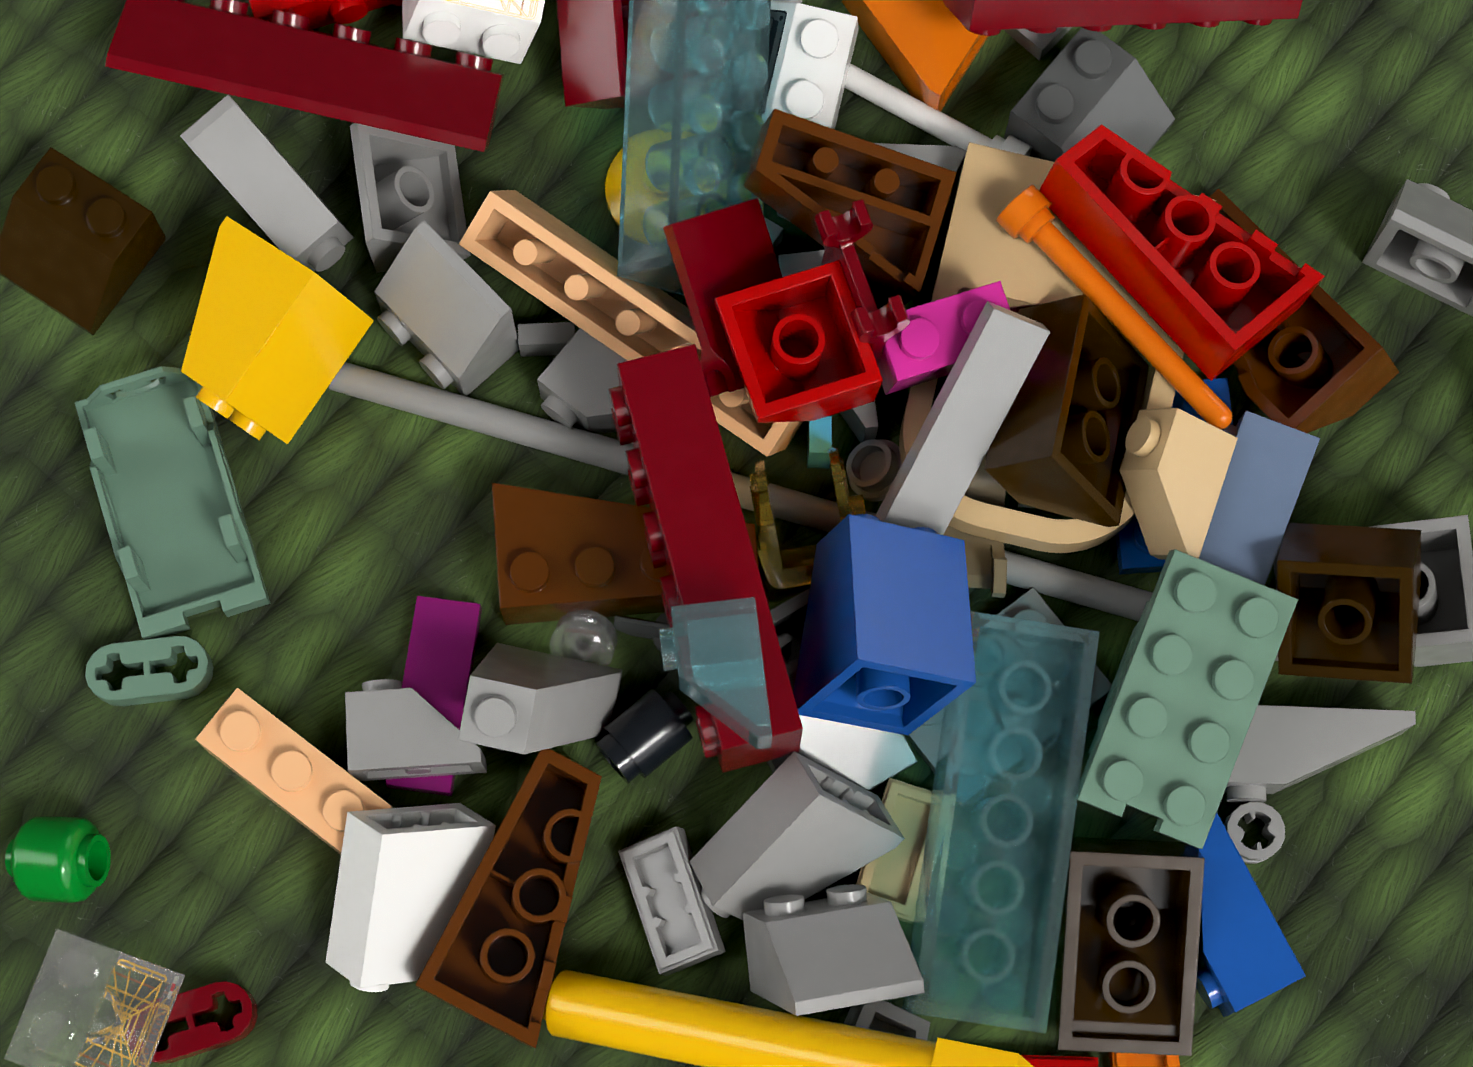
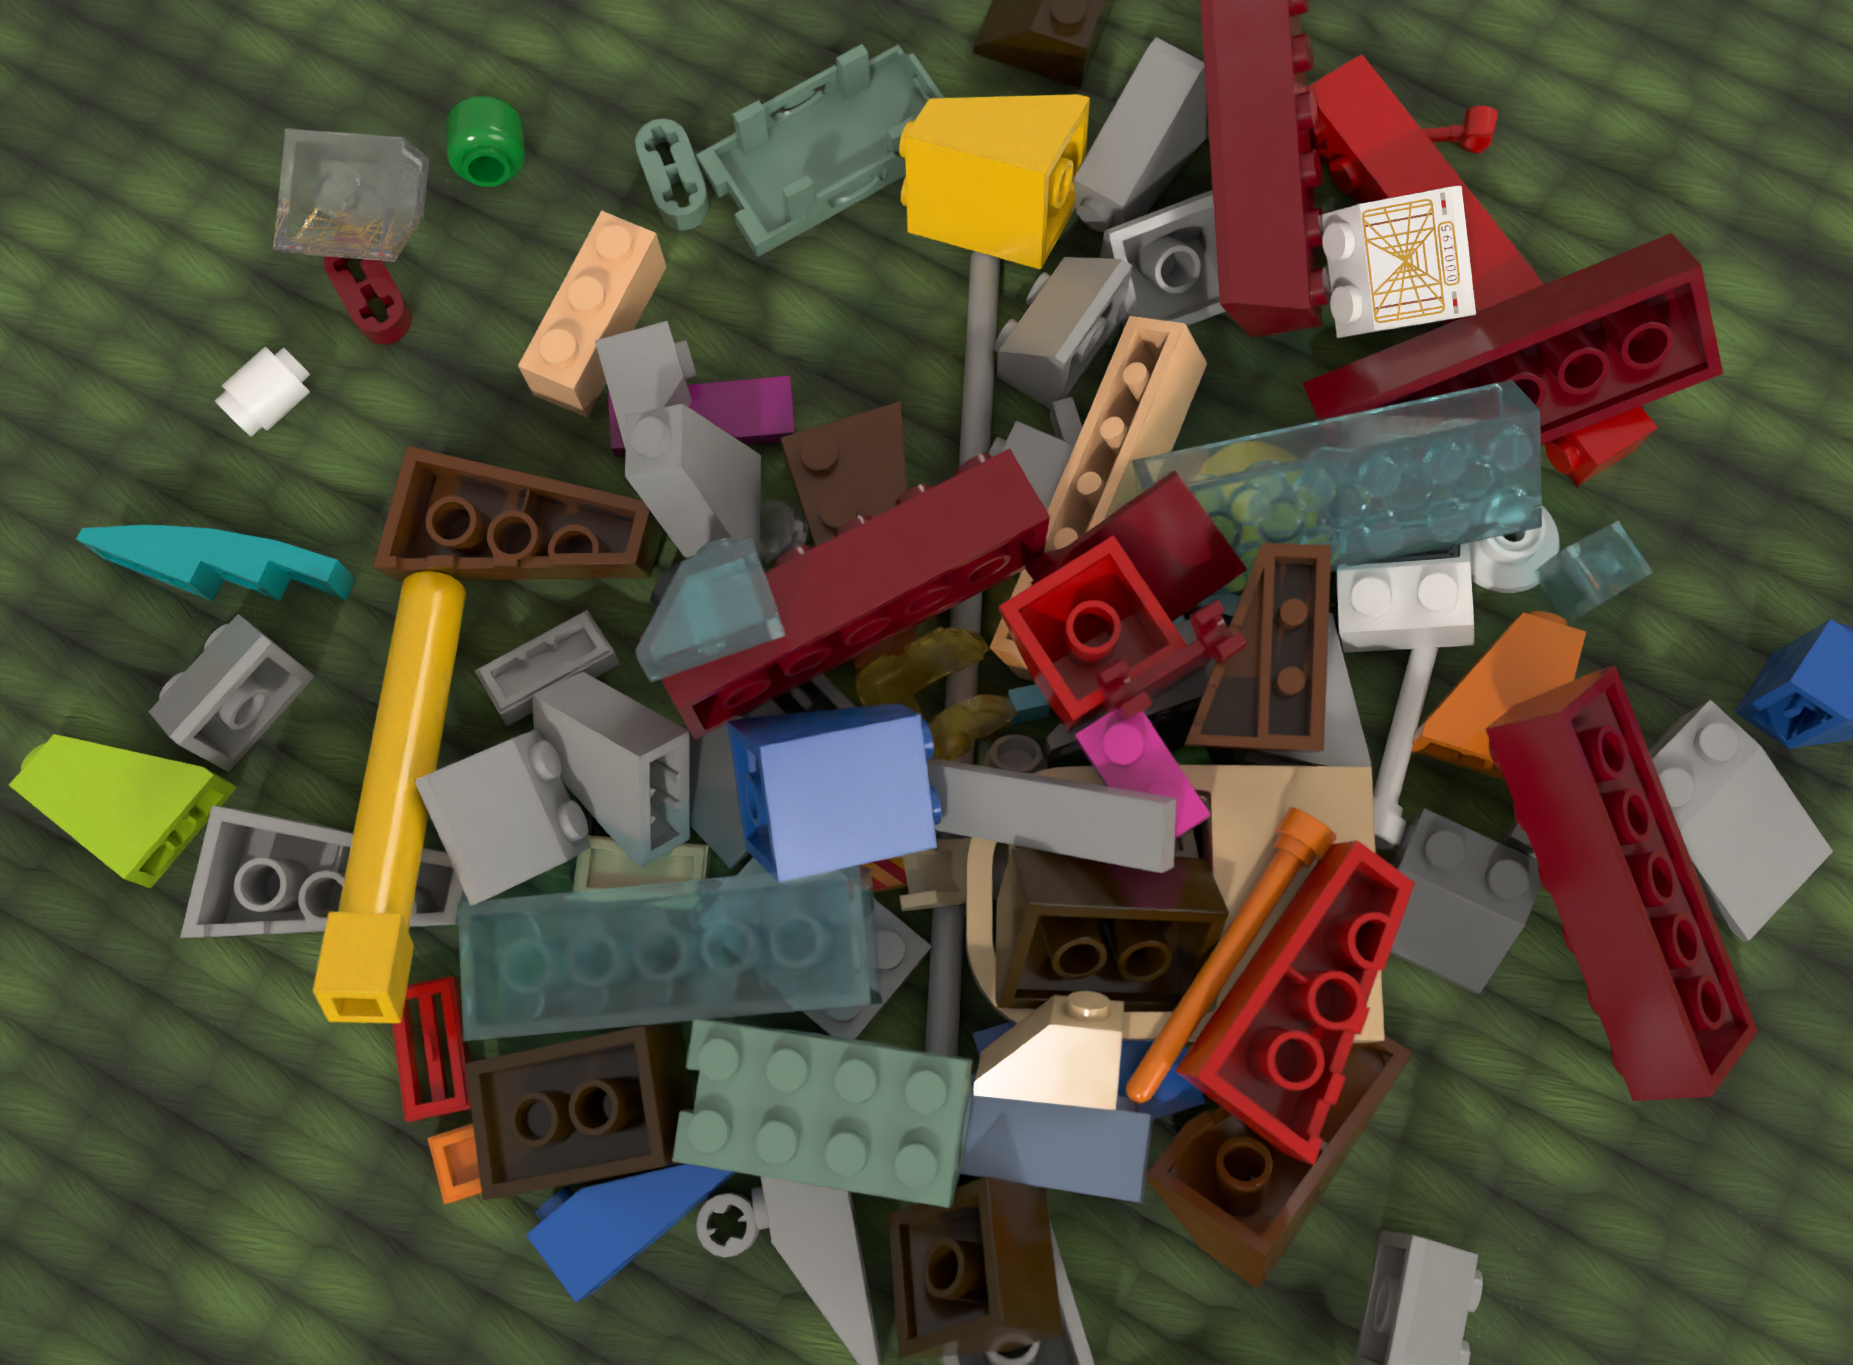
camera: 80 degrees right, 0 degrees up
(400, 888) = (507, 416): white slope -> none

